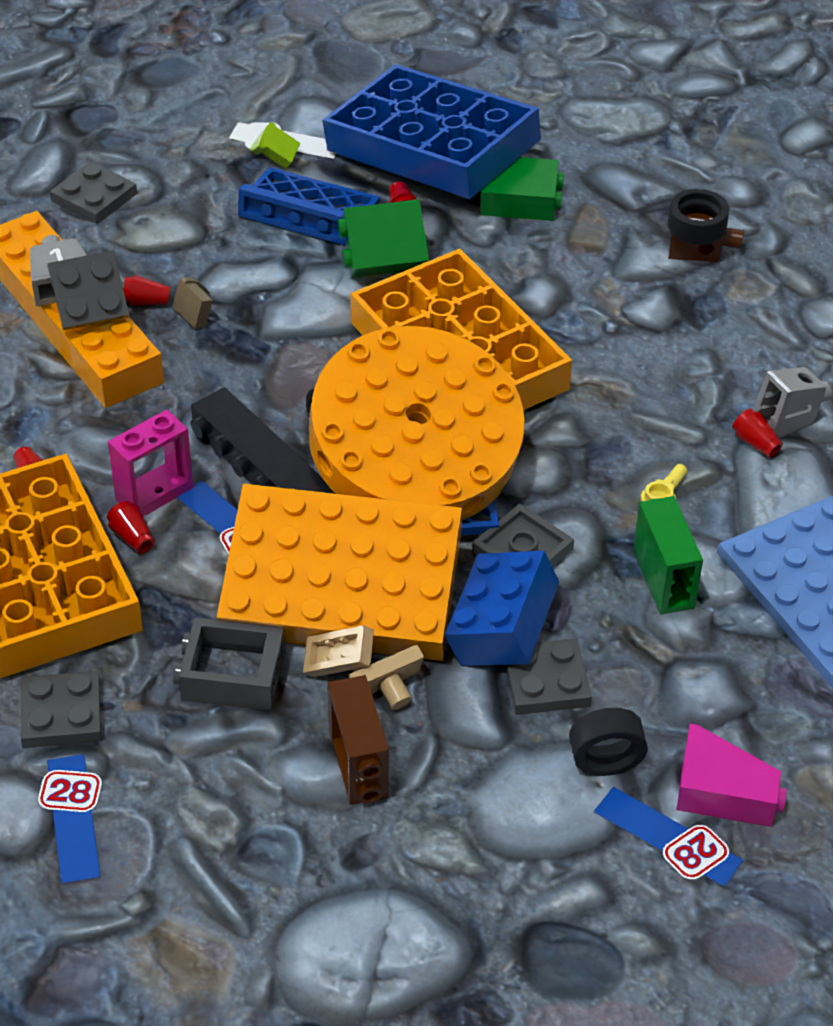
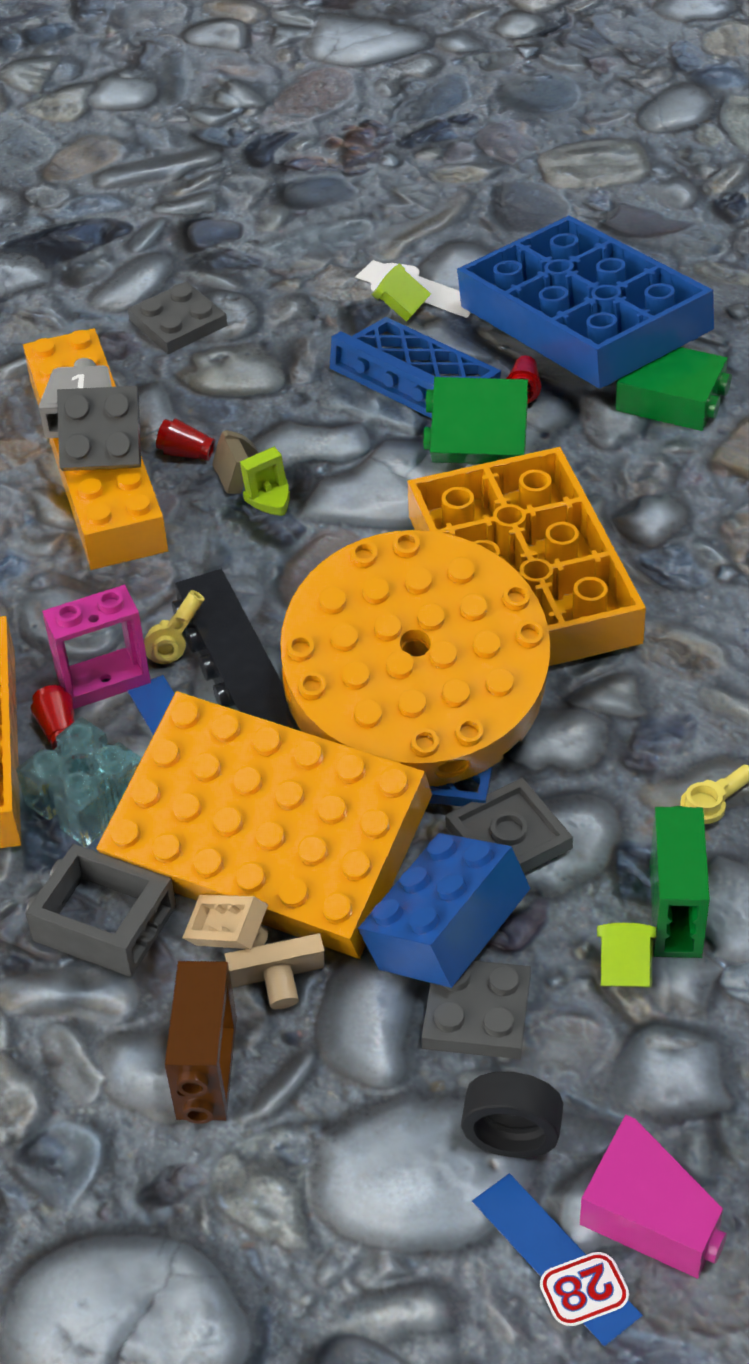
camera: 20 degrees right, 0 degrees up
(177, 570) = (78, 780): none -> clear light blue brick
(200, 446) = (165, 640): none -> light yellow plate
(227, 314) = (266, 482): none -> lime tile
(645, 615) = (626, 954): none -> lime tile

